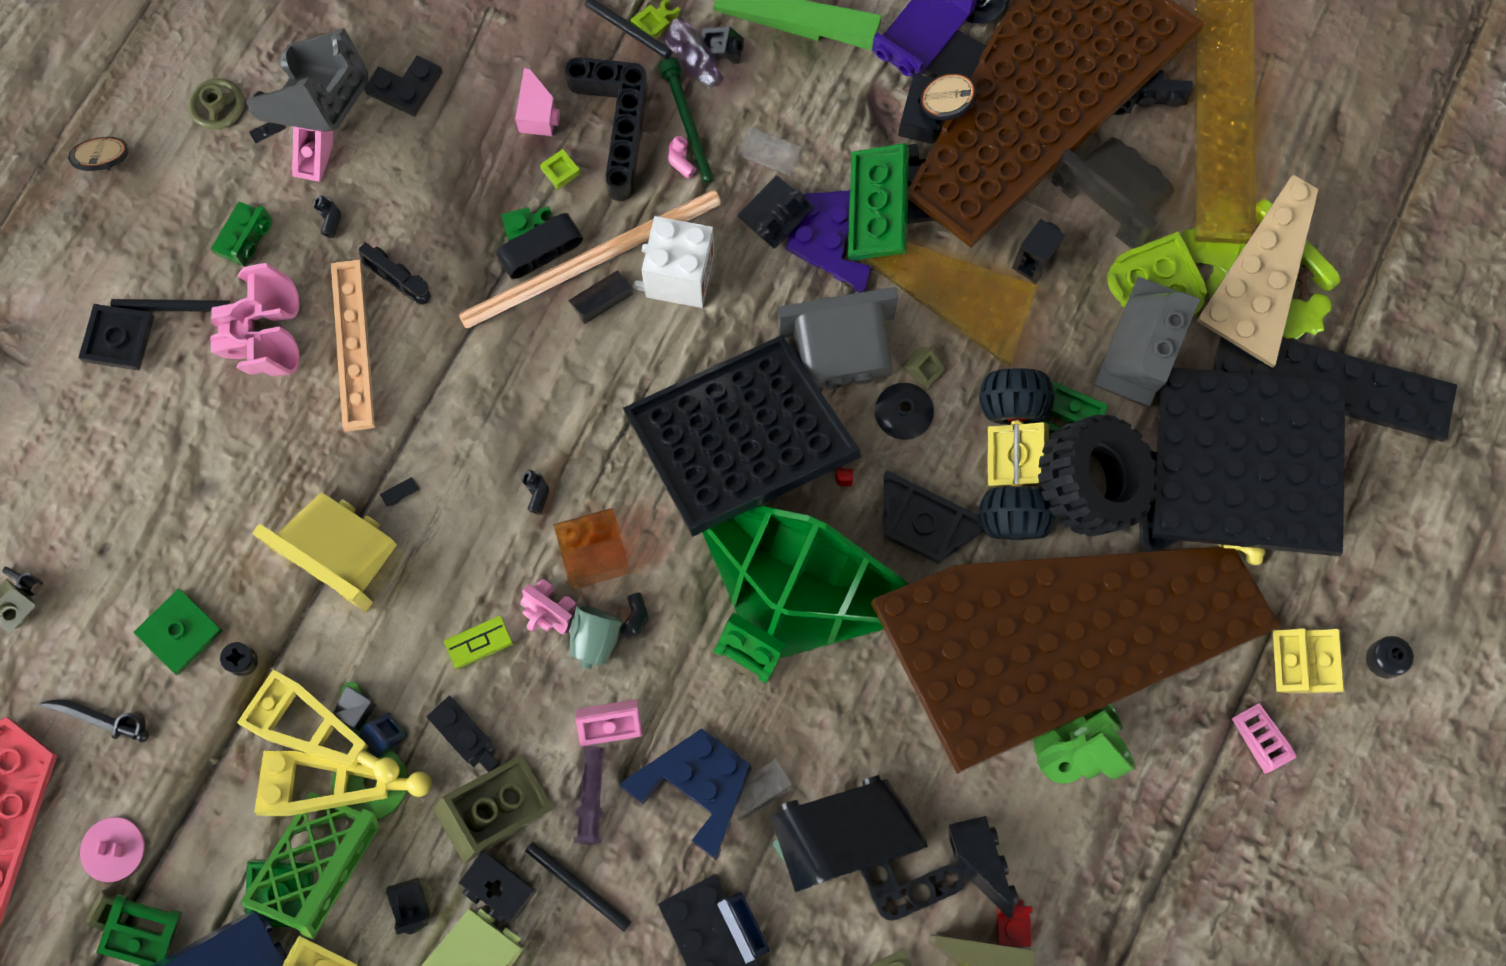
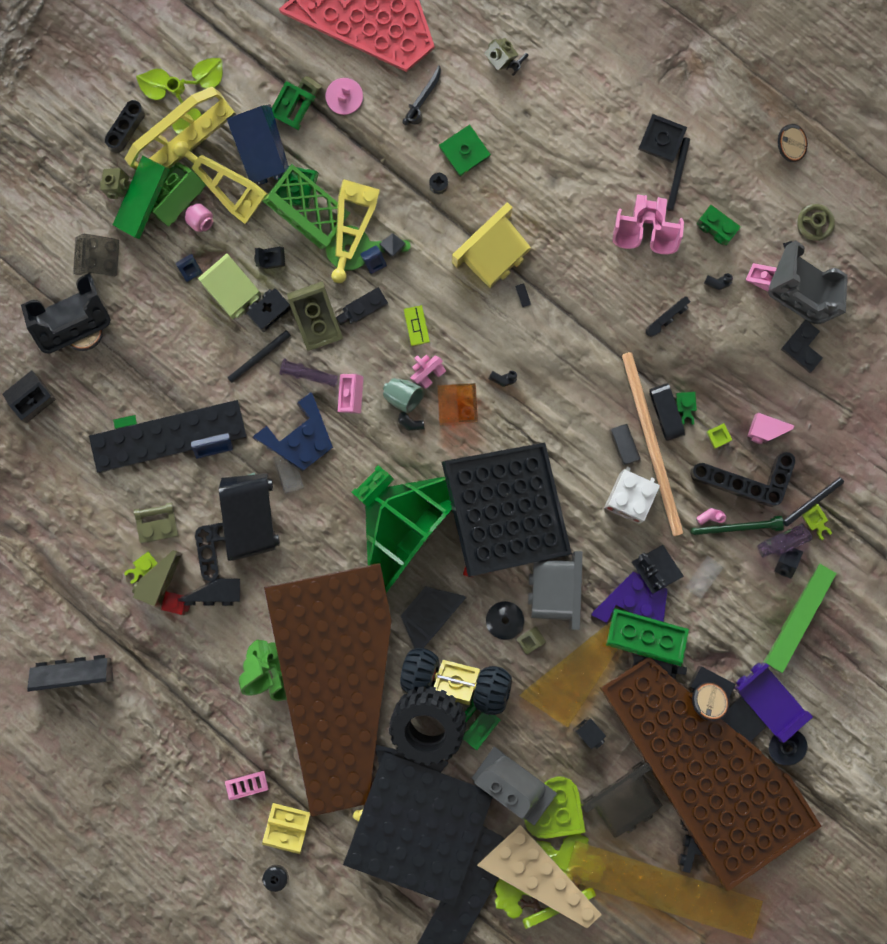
camera: 100 degrees right, 10 degrees up
(271, 704) = (404, 196): light yellow plate -> none
(352, 346) = (625, 282): light nougat plate -> none

